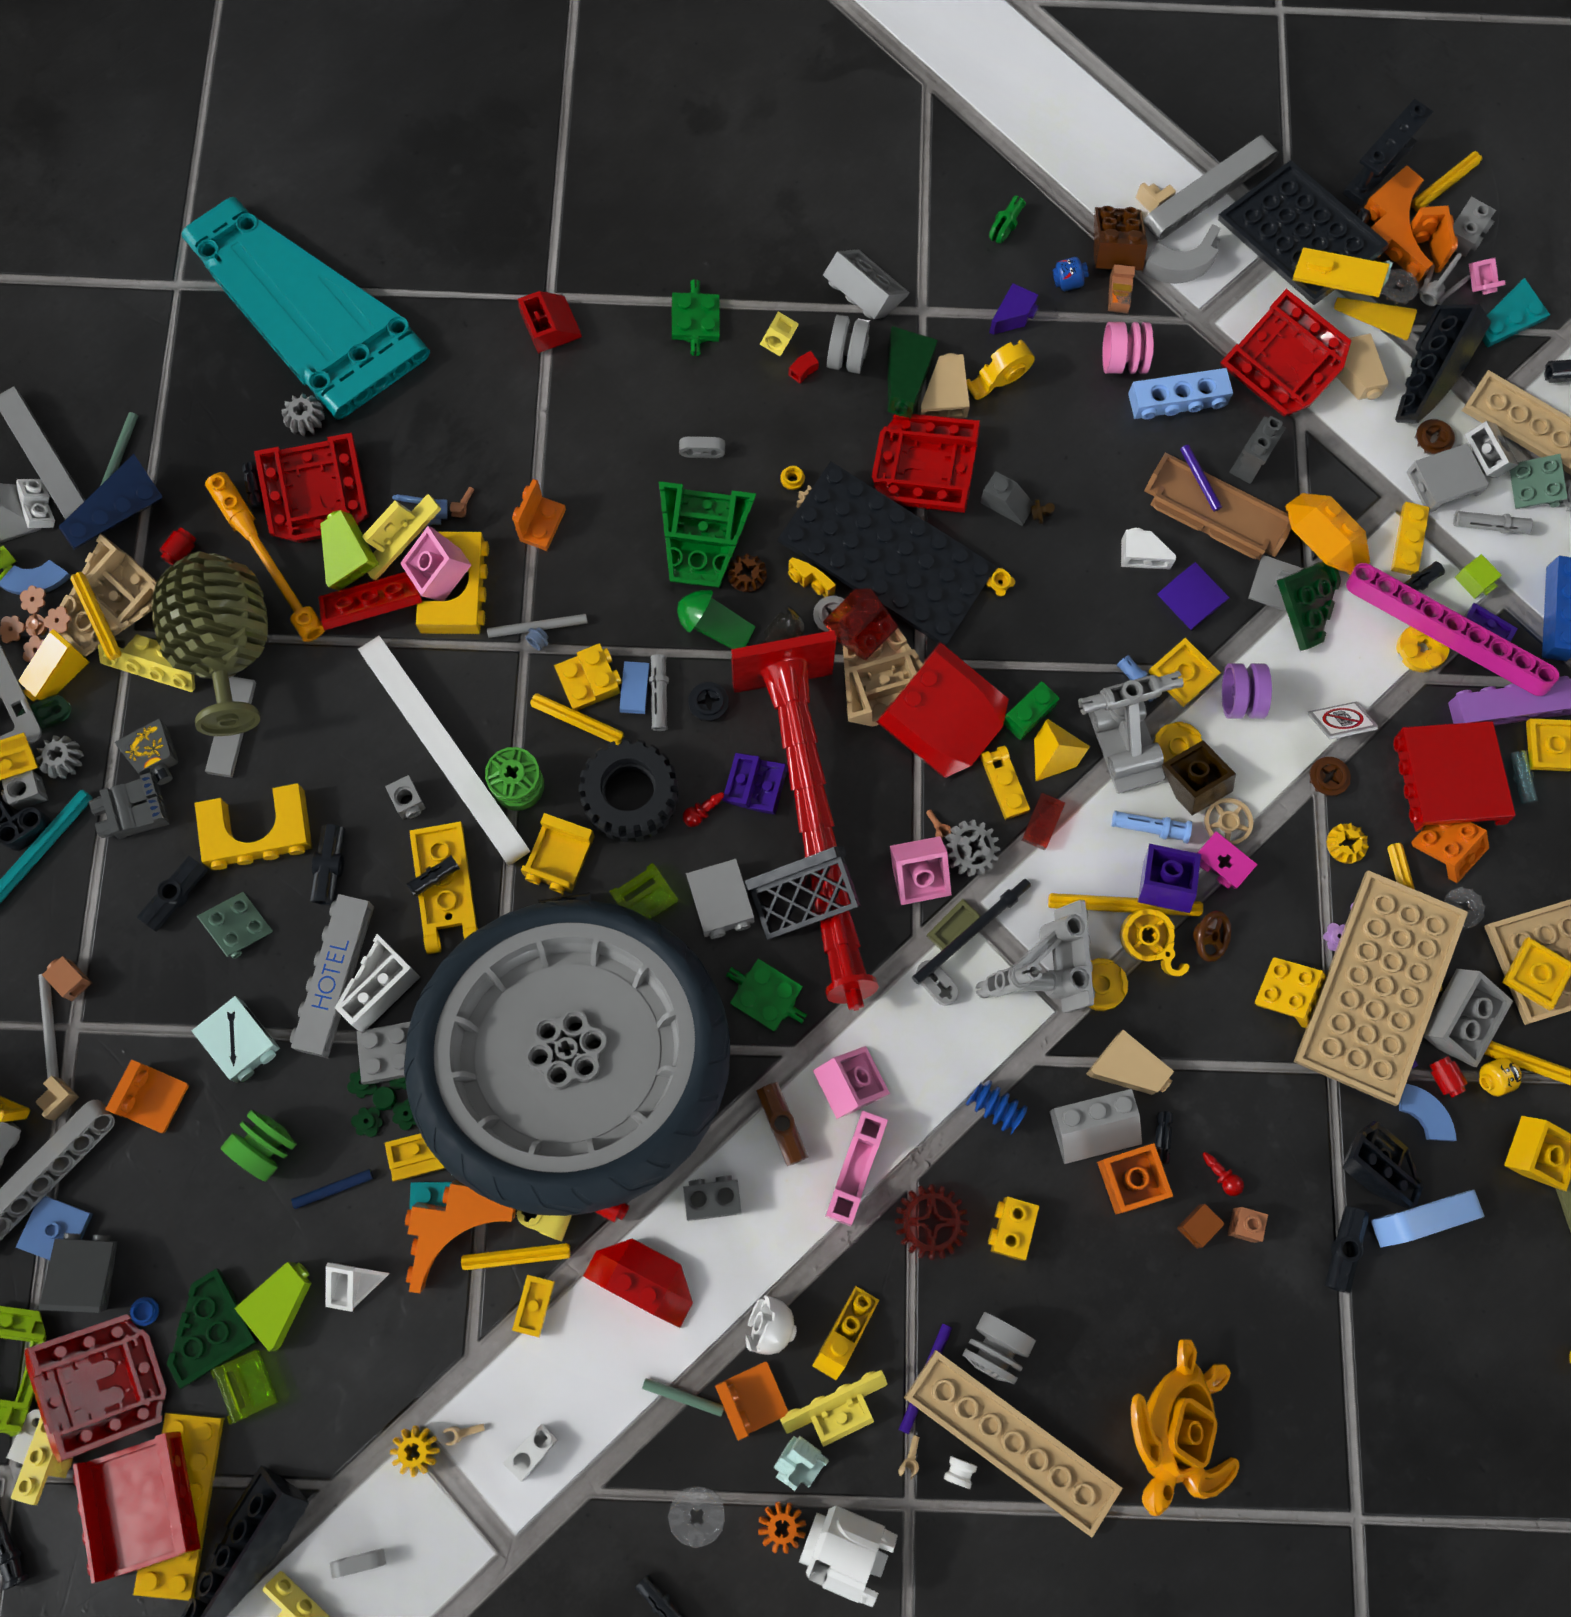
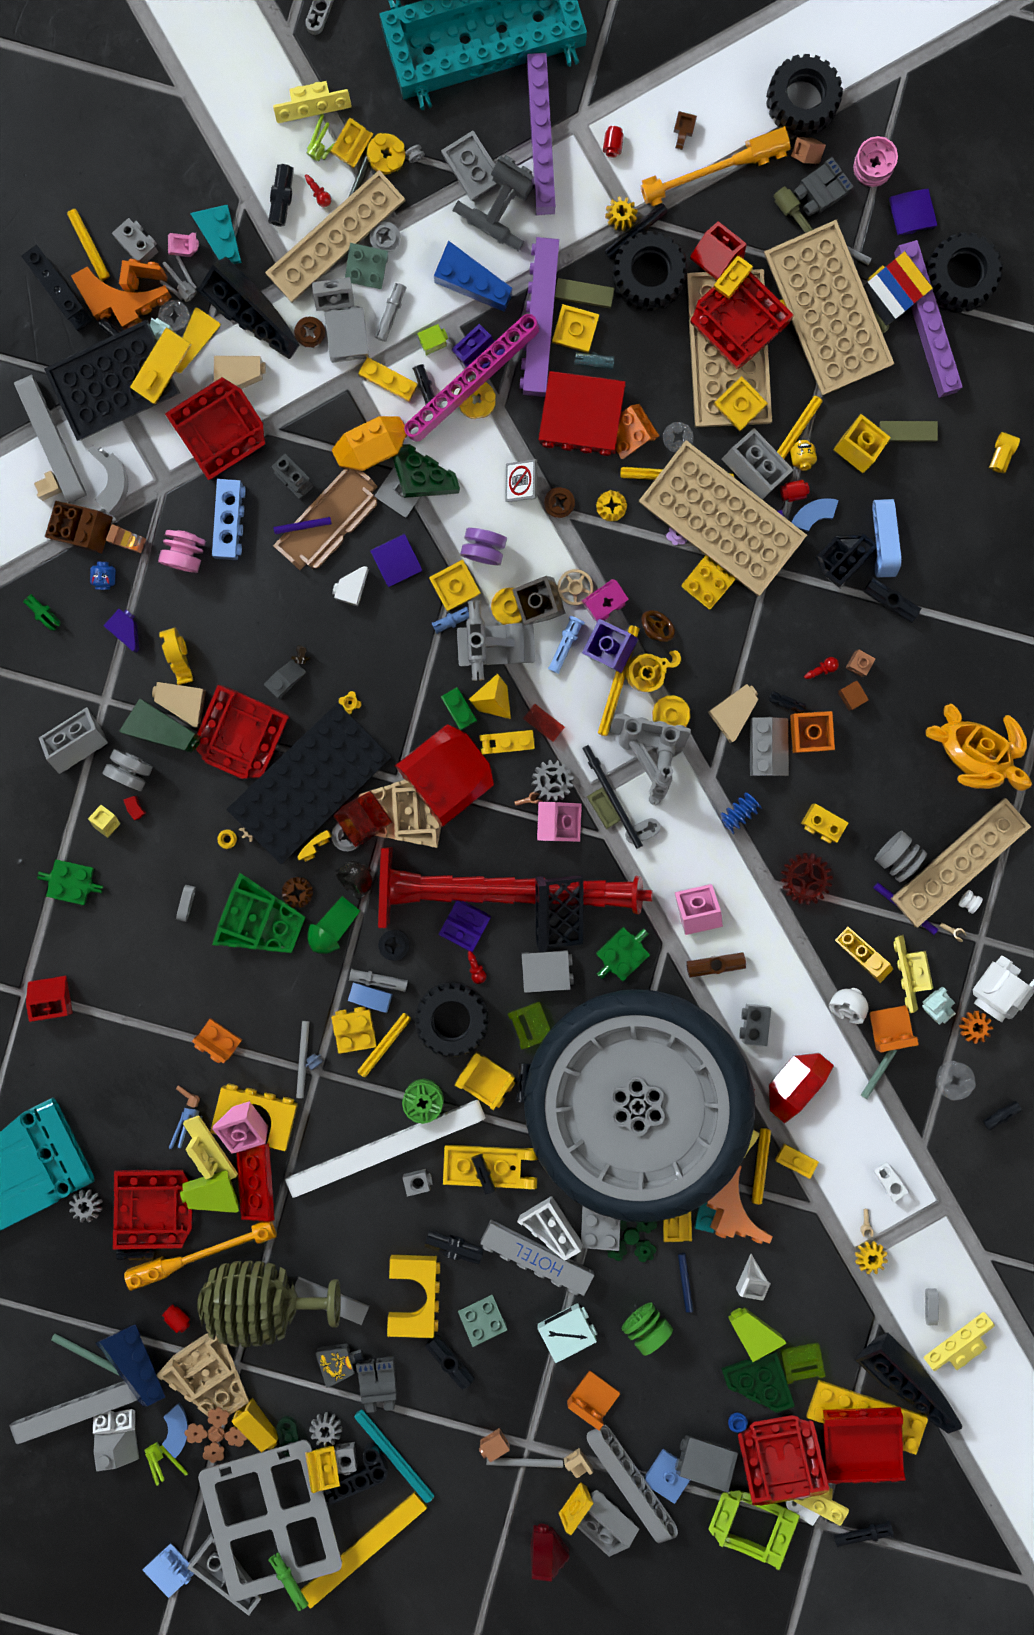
camera: 75 degrees left, 15 degrees up
(96, 616) = (223, 1388): yellow axle -> none
(145, 659) = (260, 1359): light yellow bracket -> none
(856, 1168) = (759, 921): bright pink arch -> none

